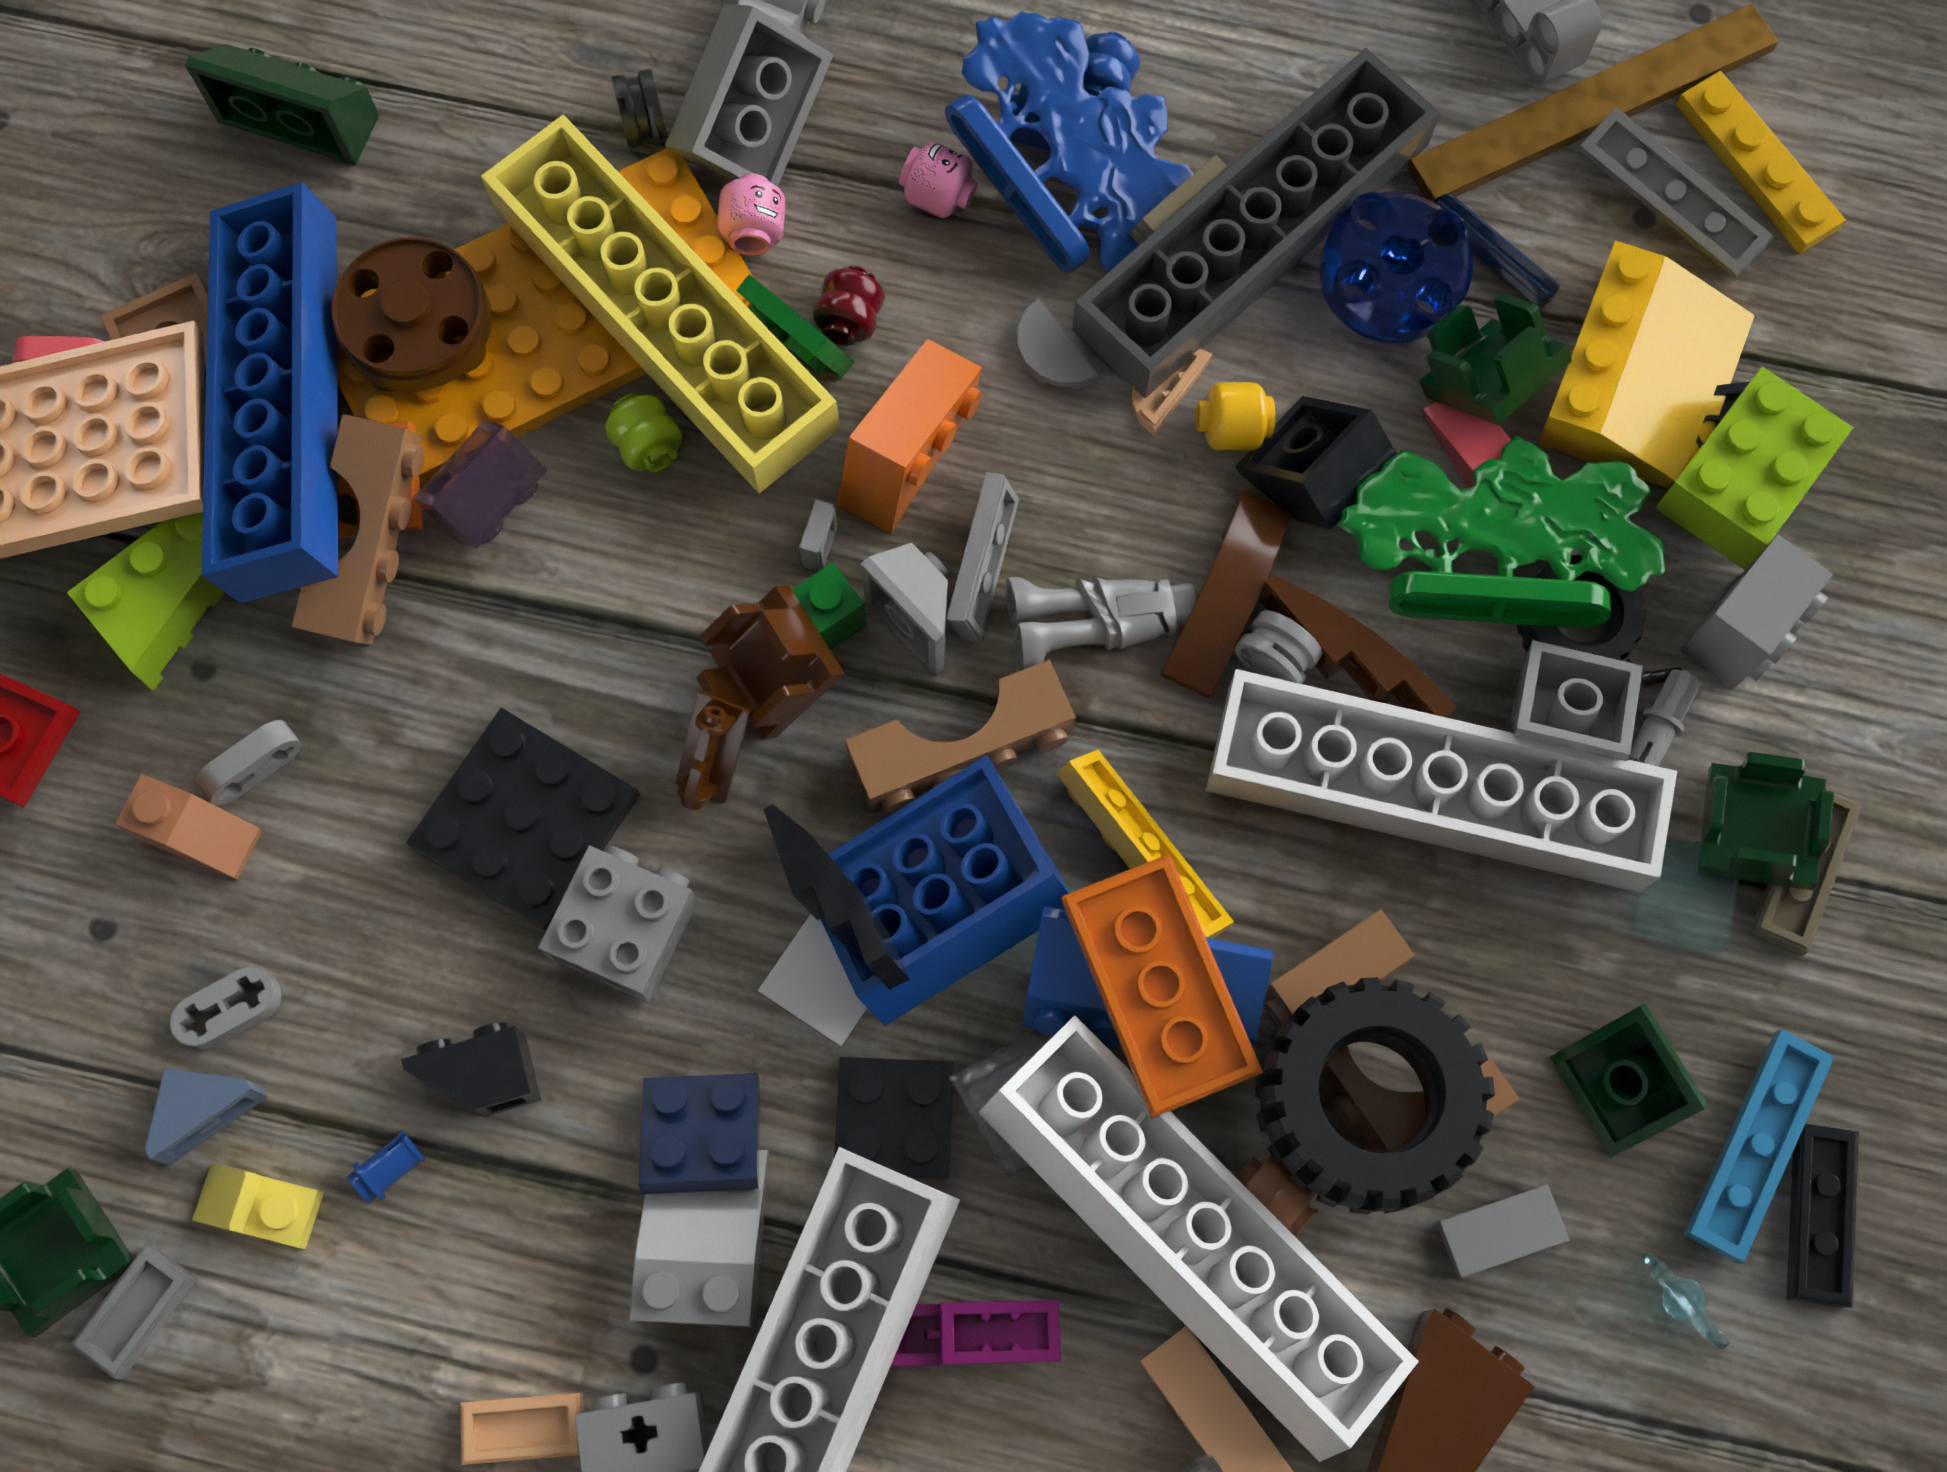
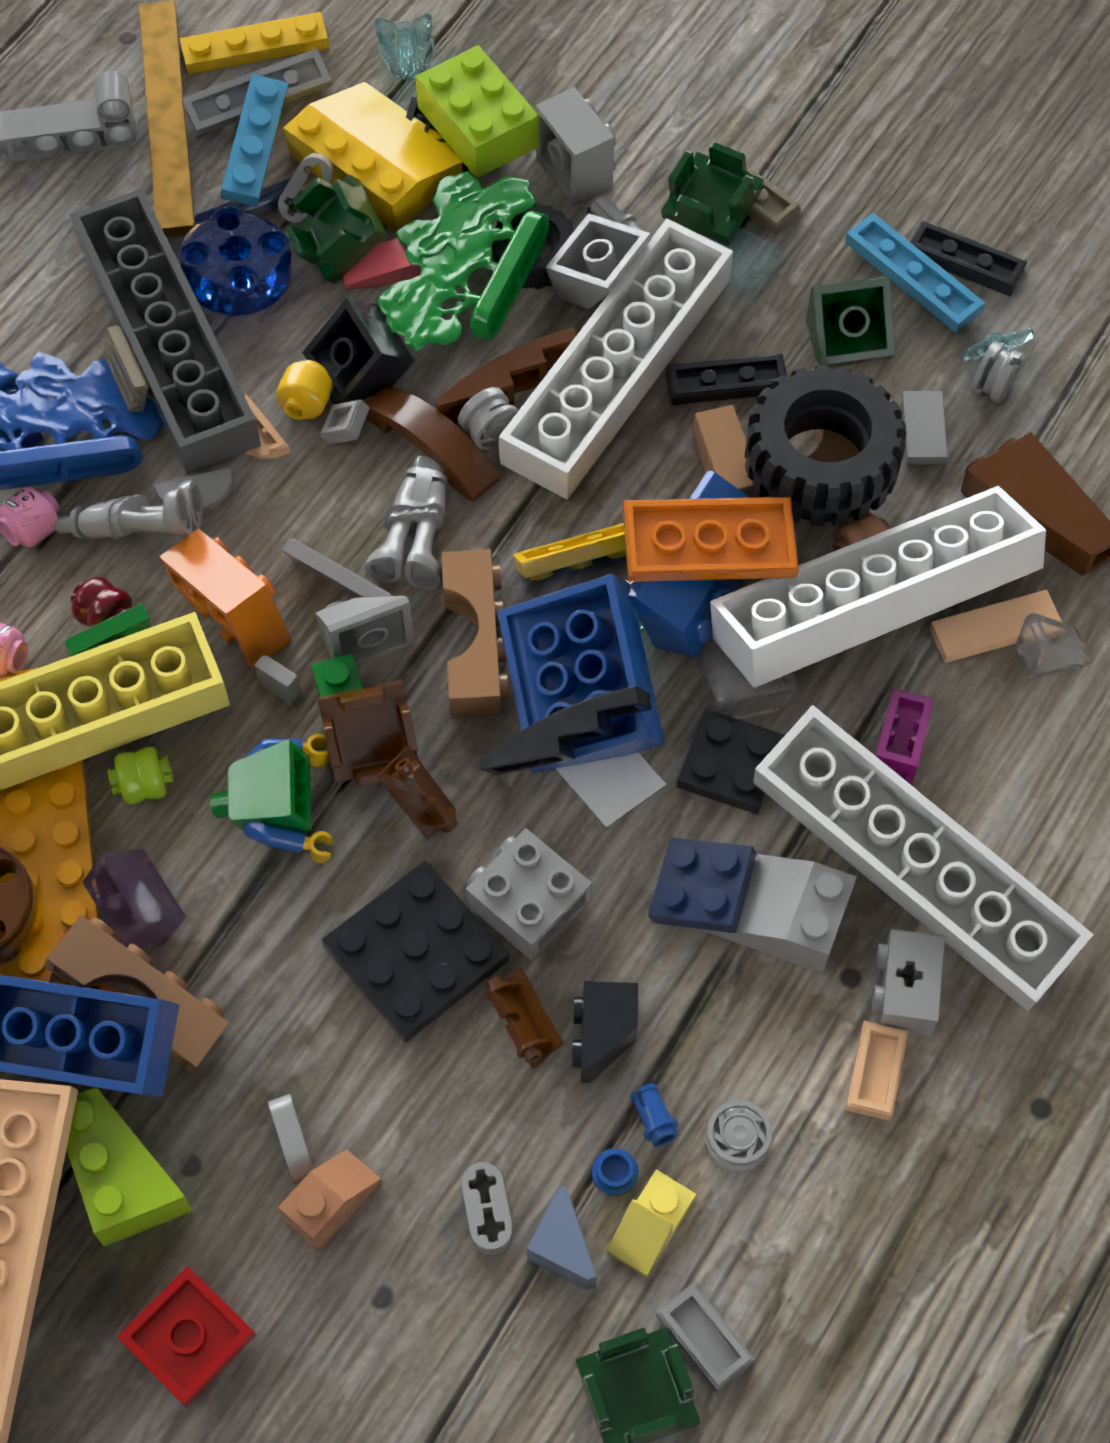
camera: 70 degrees left, 10 degrees down
(305, 1142) = (615, 1172): none -> blue plate
(382, 1278) = (738, 1136): none -> light grey wheel
(445, 990) = (526, 1017): none -> reddish brown hinge
(656, 584) = (272, 795): none -> torso
(981, 298) = (122, 516): none -> light grey piece
(1211, 481) = (344, 422): none -> light grey tile
(1476, 938) = (723, 378): none -> black tile
(1541, 292) = (298, 183): none -> light grey beam
(1589, 215) = (254, 140): none -> dark azure plate
(1633, 1319) = (996, 372): none -> light grey wheel
(1831, 343) = (406, 45): none -> clear light blue brick

